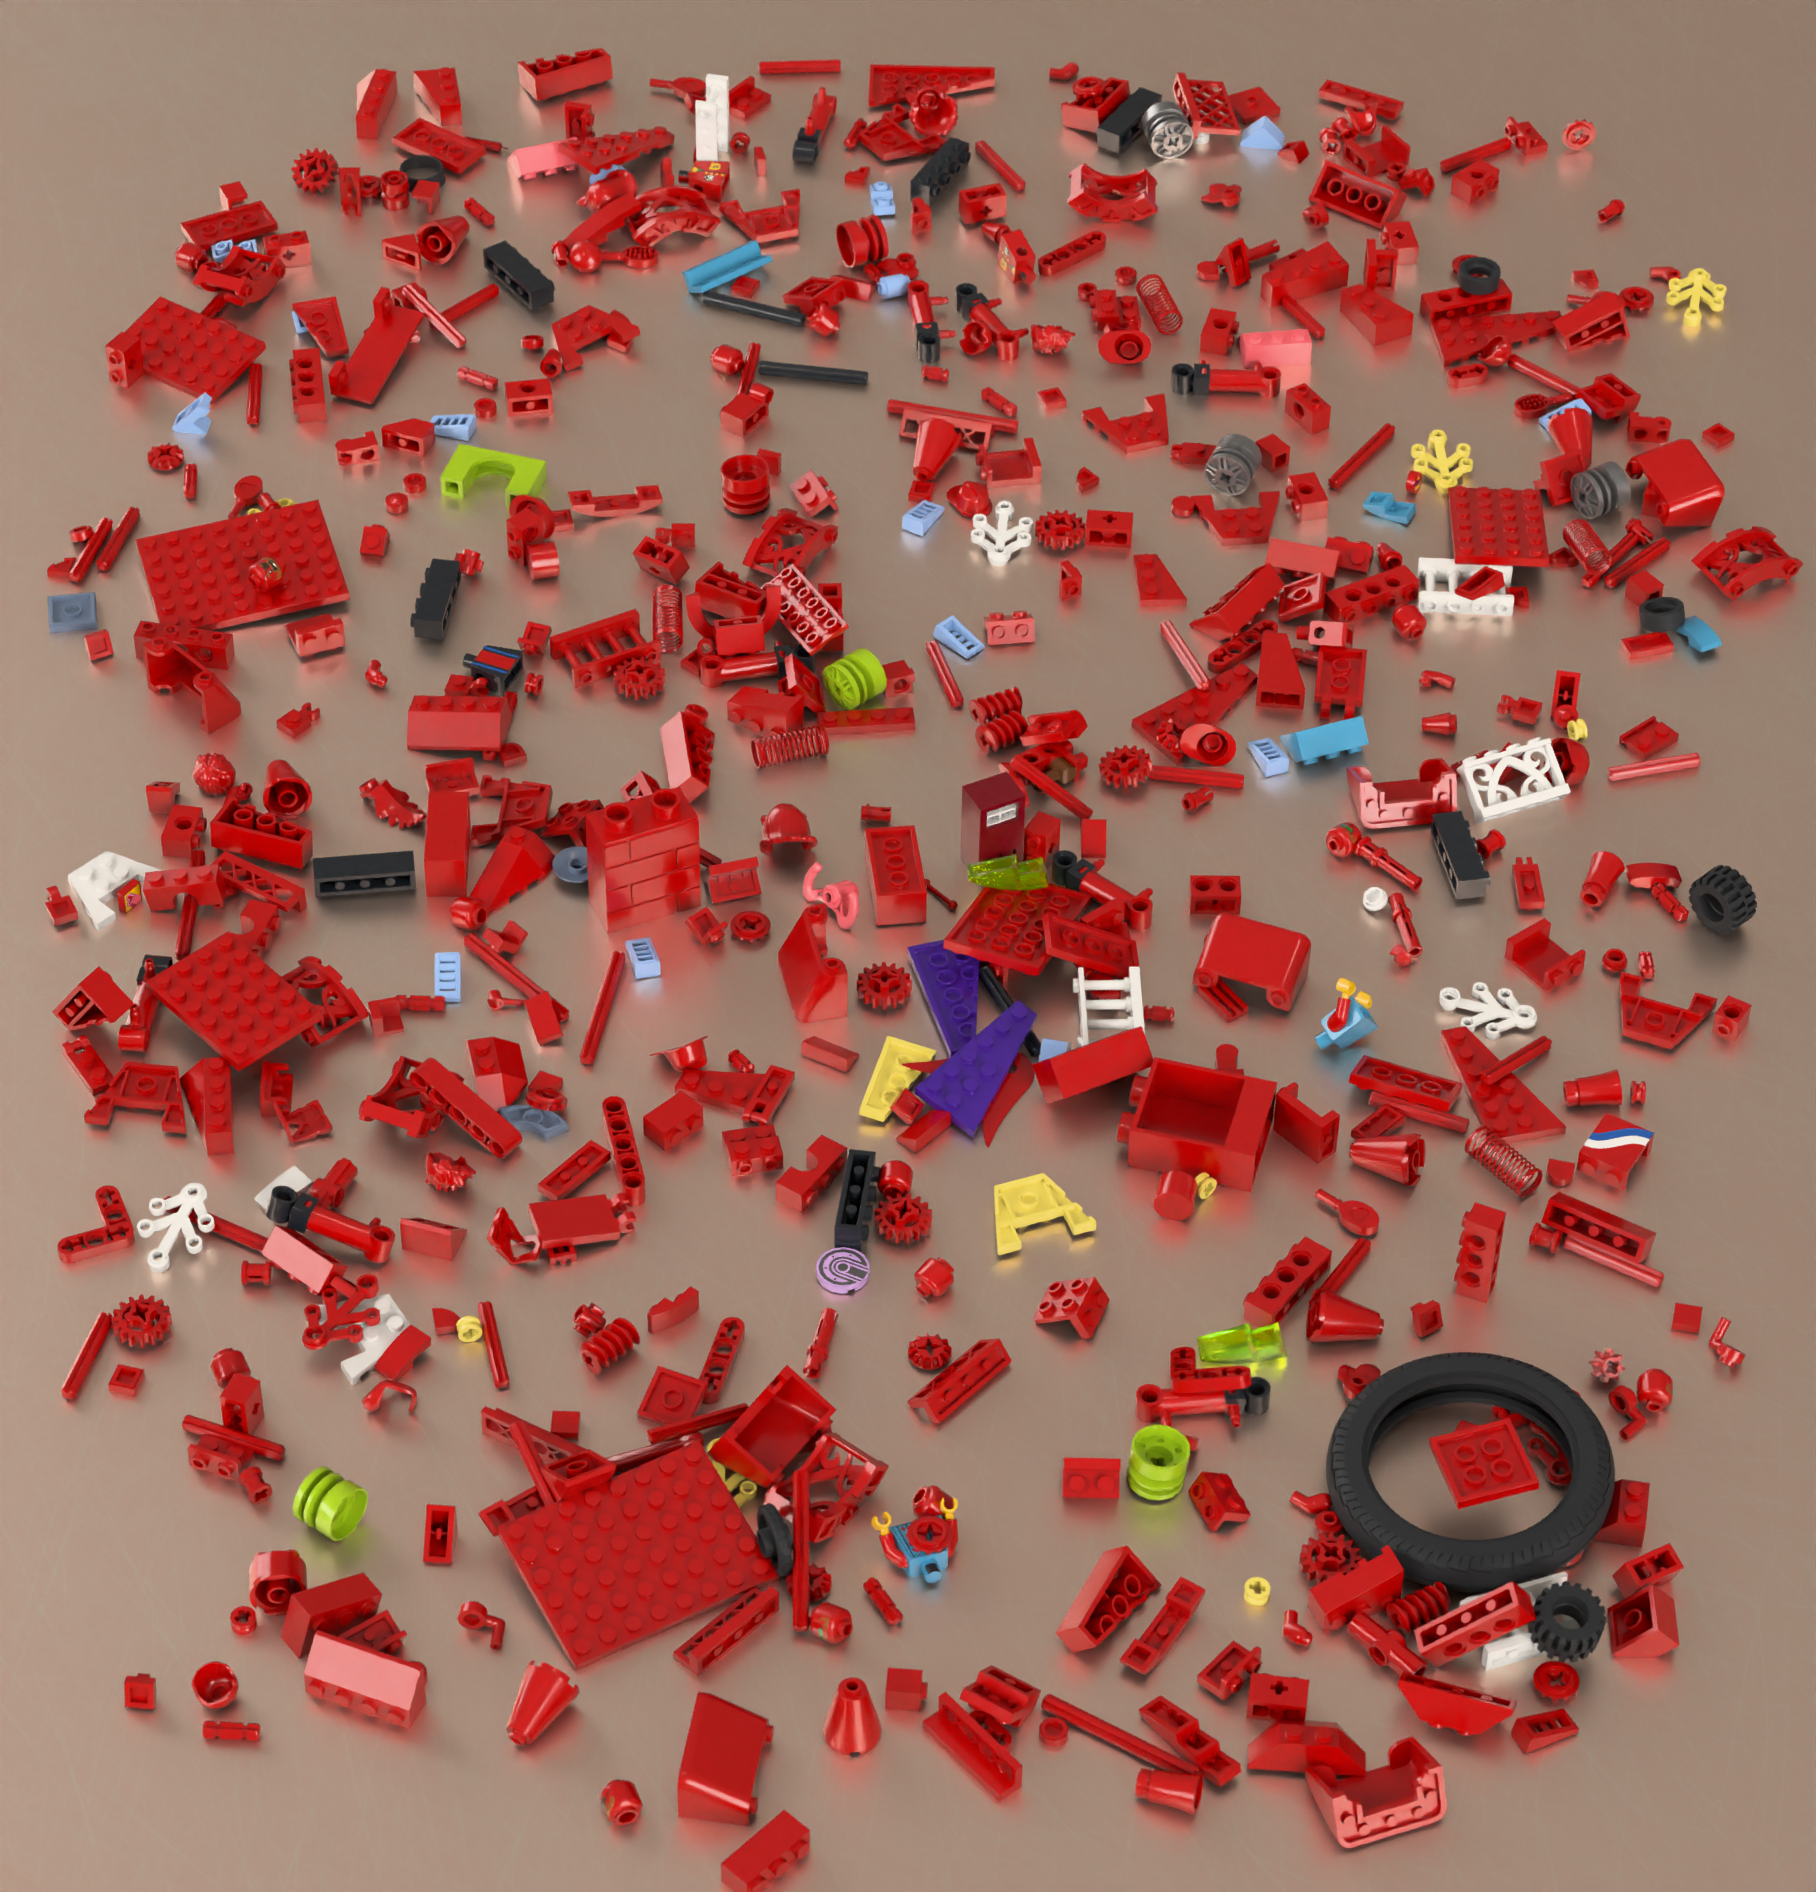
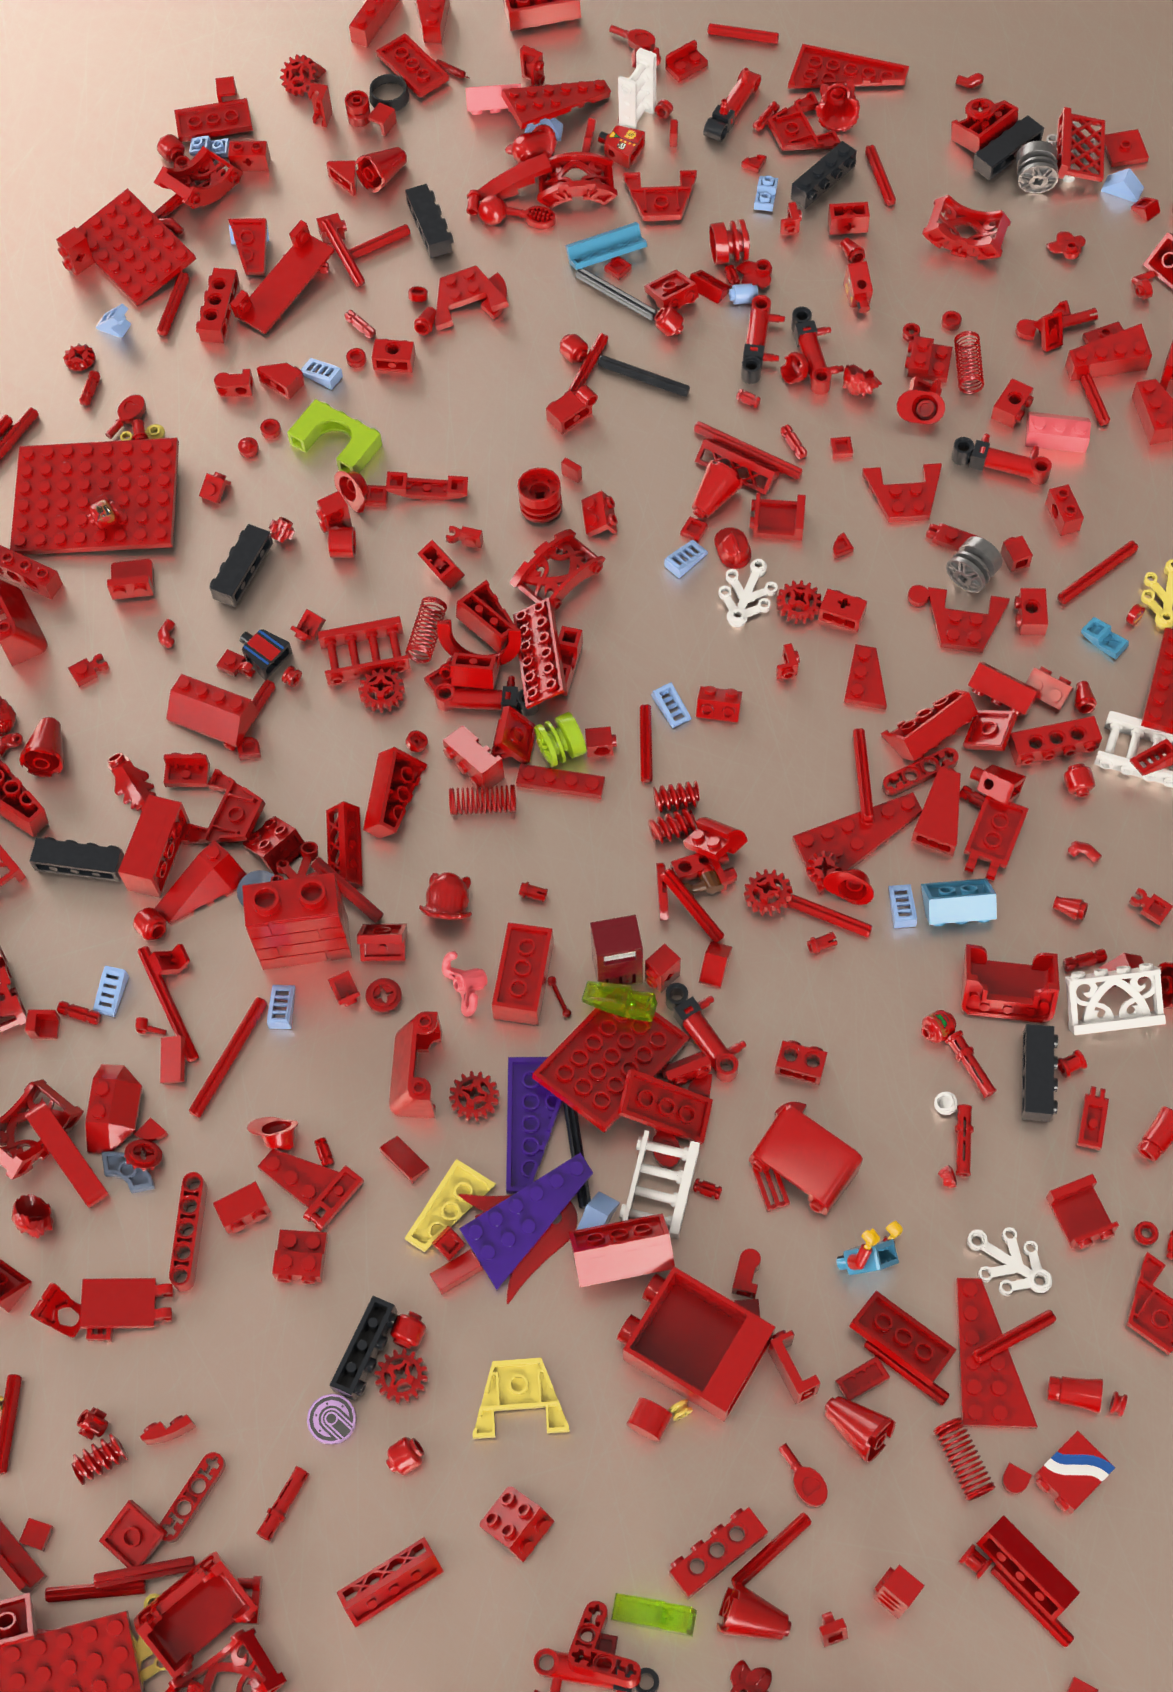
camera: 20 degrees right, 20 degrees up
(372, 186) = (337, 91): red gear -> none
(479, 211) = (422, 142): red axle -> none
(574, 1171) = (139, 1242): red plate -> none
(801, 1188) = (326, 1317): red arch -> none
(921, 1358) = (382, 1547): red gear -> none
(1052, 263) = (913, 288): red beam -> none

